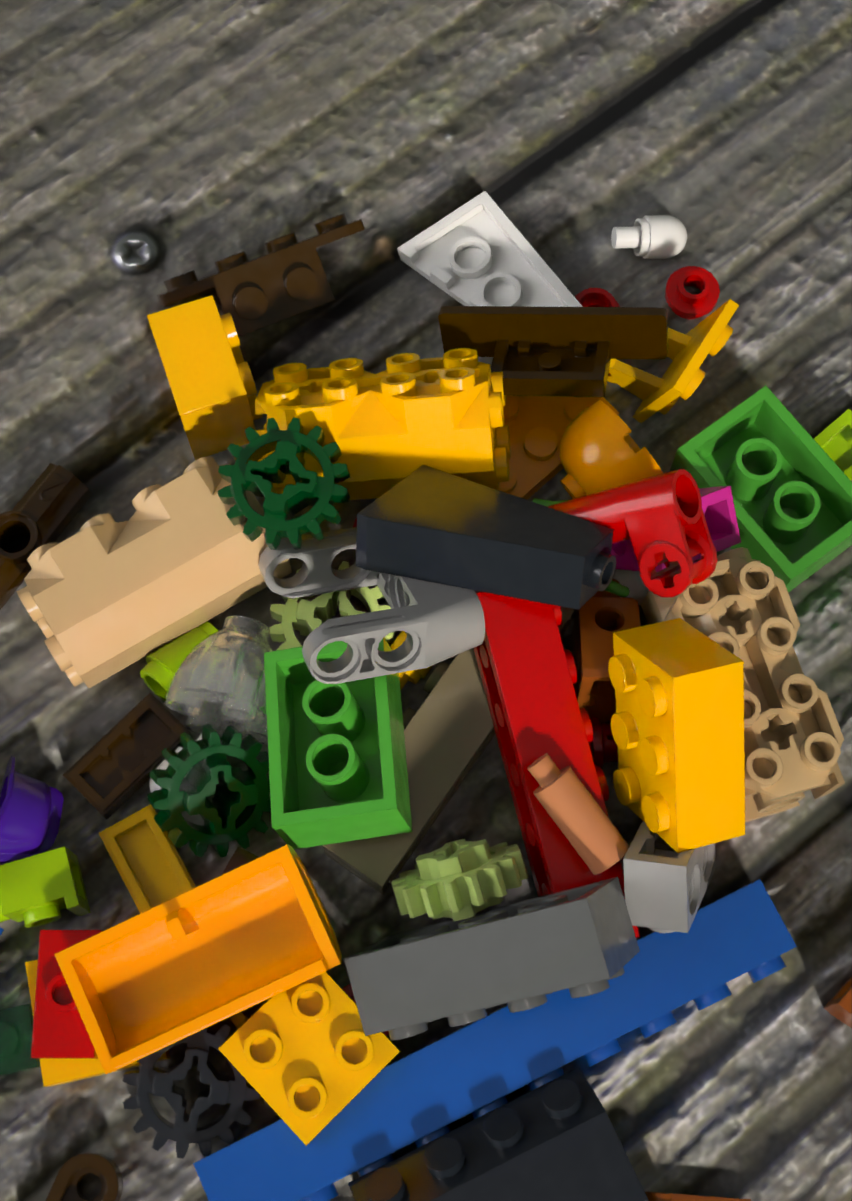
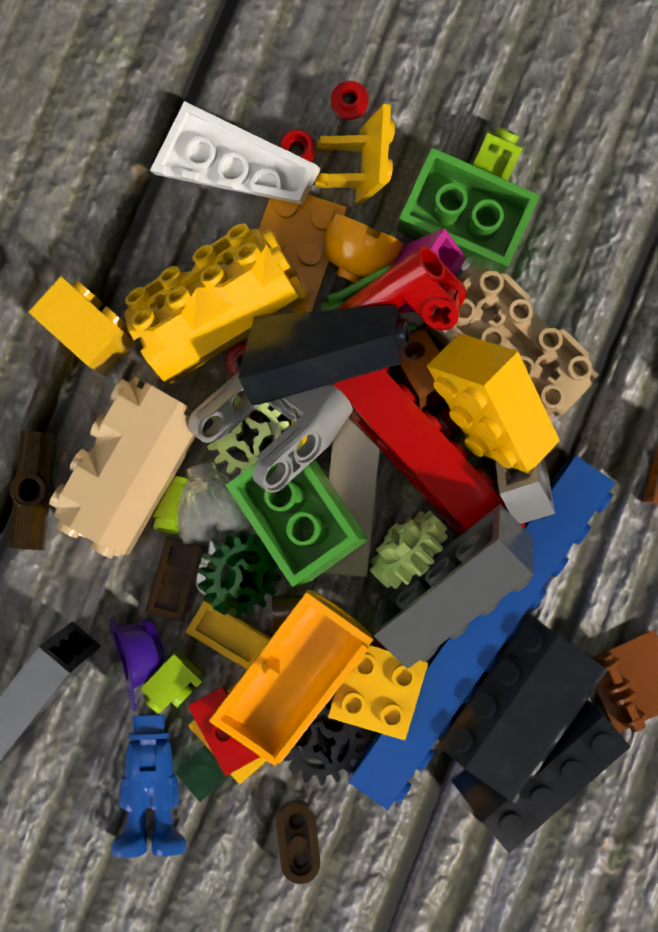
camera: 25 degrees left, 15 degrees up
(270, 285) = (83, 238): dark brown bracket -> none
(288, 459) = (174, 359): dark green gear -> none
(555, 347) = (291, 194): dark brown bracket -> none
(577, 815) = (459, 480): nougat cylinder -> none
(652, 237) = (305, 75): white cylinder -> none

